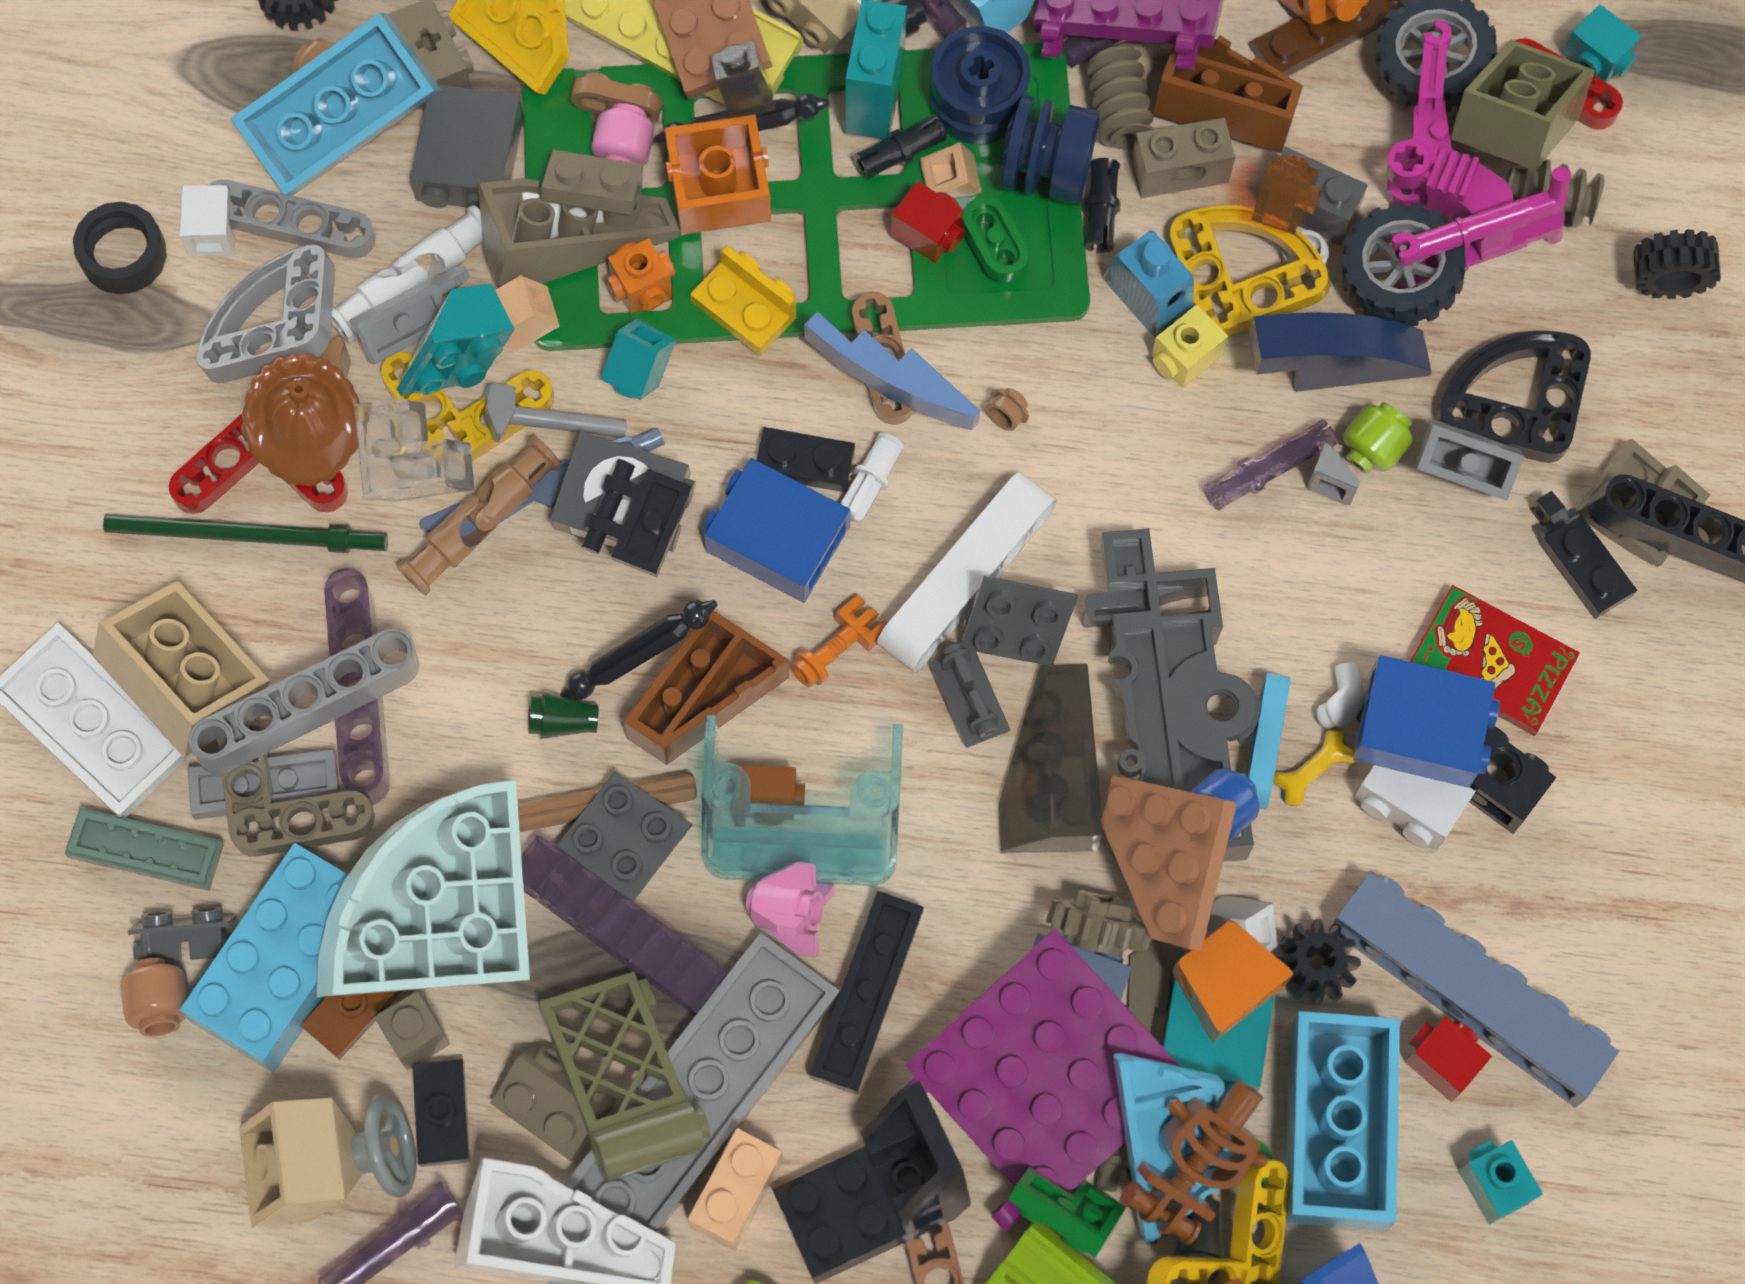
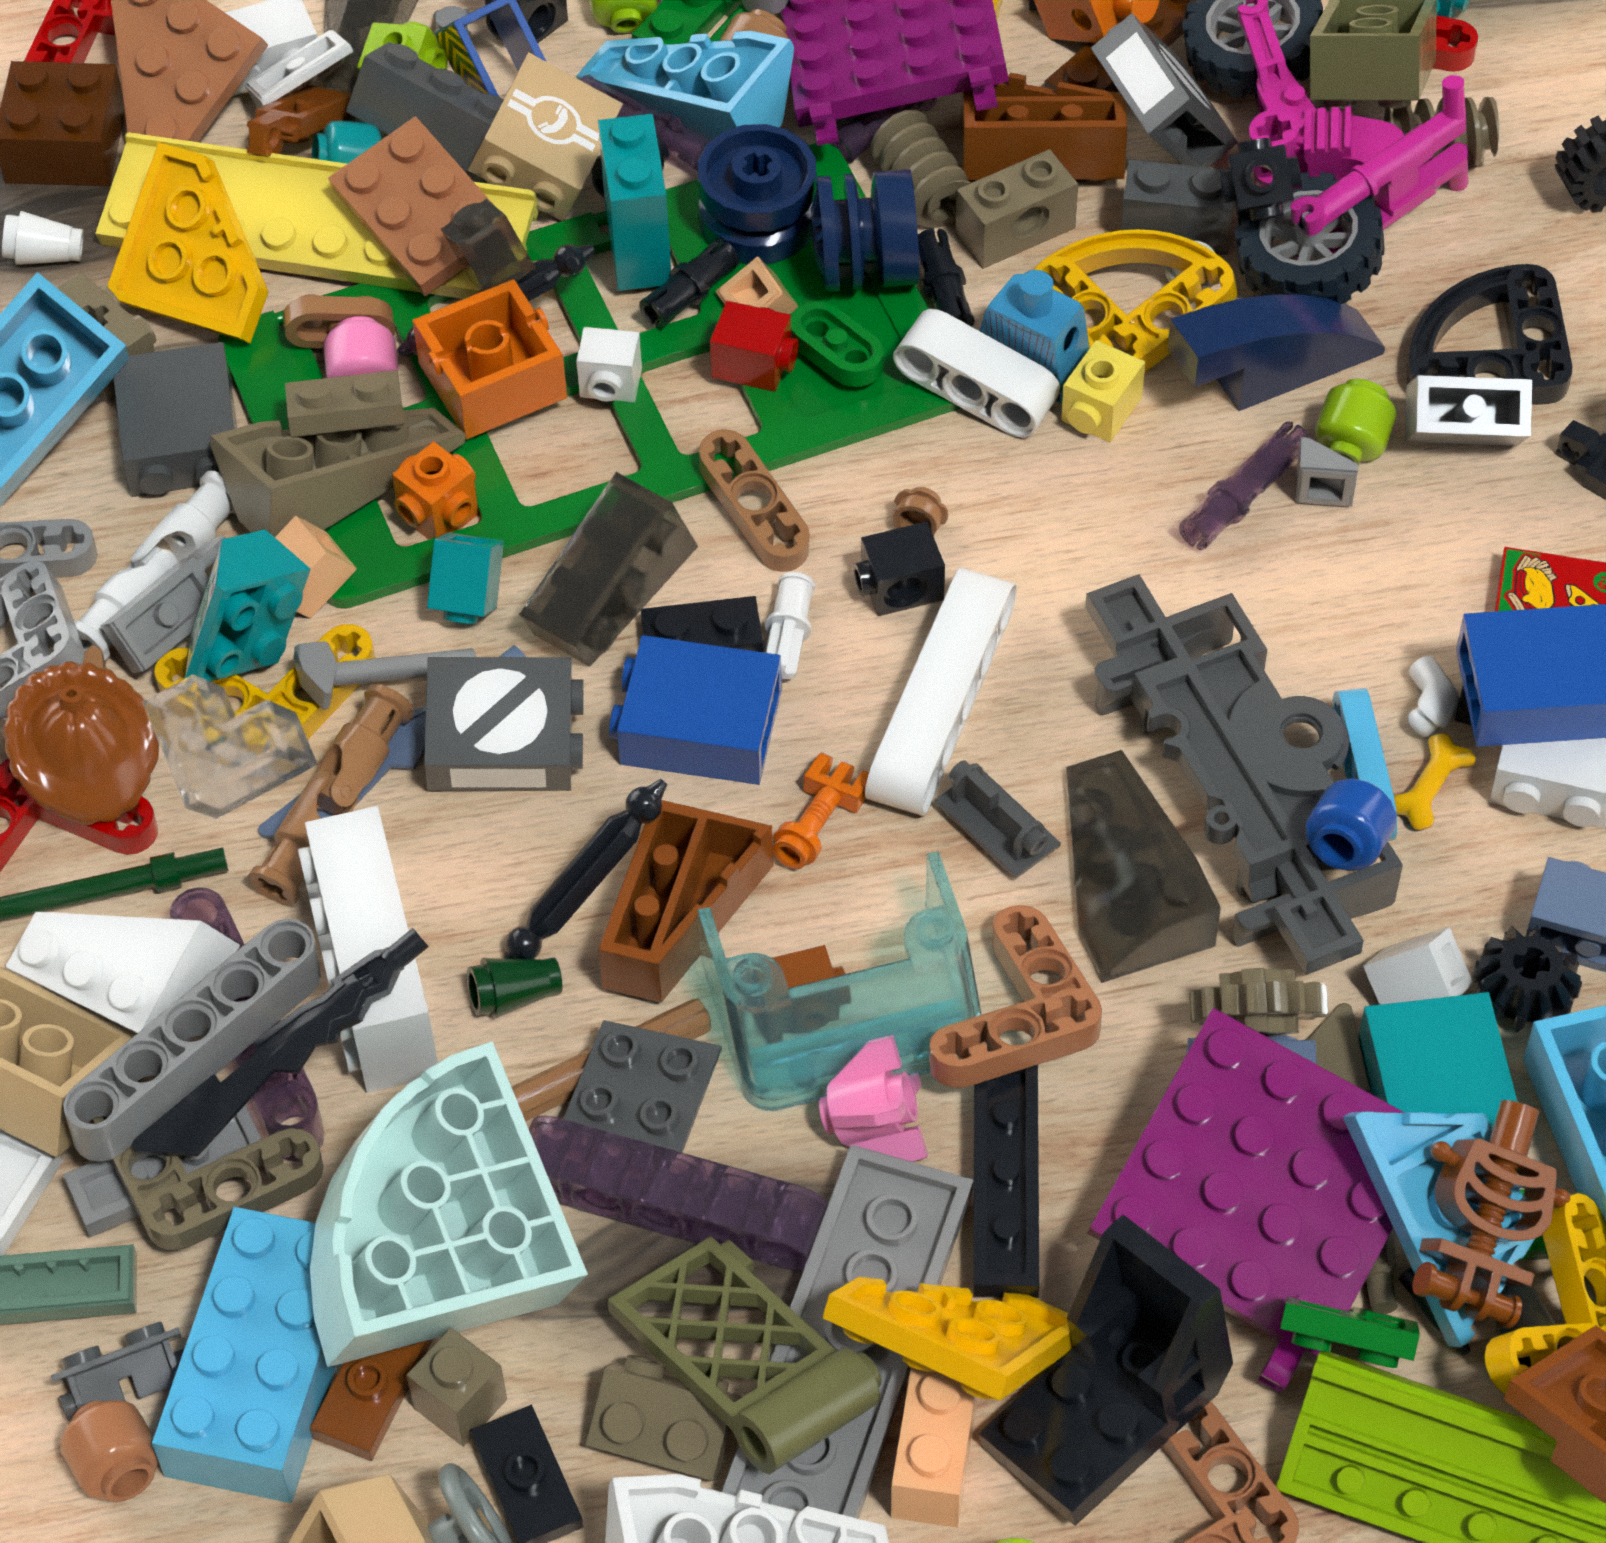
camera: 15 degrees left, 15 degrees down
(270, 624) = (119, 963): none -> white wedge
(364, 734) = (283, 1048): none -> black sword
(460, 661) = (361, 912): none -> white brick
(651, 521) = (550, 727): black plate -> none
(746, 300) = (561, 476): yellow bracket -> none
(746, 391) = (608, 570): none -> clear smoke wedge
(776, 1118) = (981, 1344): none -> yellow plate
(810, 205) = (609, 364): none -> white plate
(906, 381) = (794, 506): medium blue slope -> none
(946, 865) = (1044, 1008): none -> nougat beam
(973, 456) = (900, 569): none -> black brick
(1017, 620) = (1026, 713): dark grey hinge -> none
(1095, 301) = (977, 373): none -> white beam
(1169, 854) = (1312, 888): nougat plate -> none
(1229, 978) = (1431, 1005): orange torso -> none
(1287, 194) = (1155, 195): clear orange brick -> none
(1337, 92) = (1163, 94): none -> dark grey brick
(1384, 193) = (1260, 201): none -> black brick

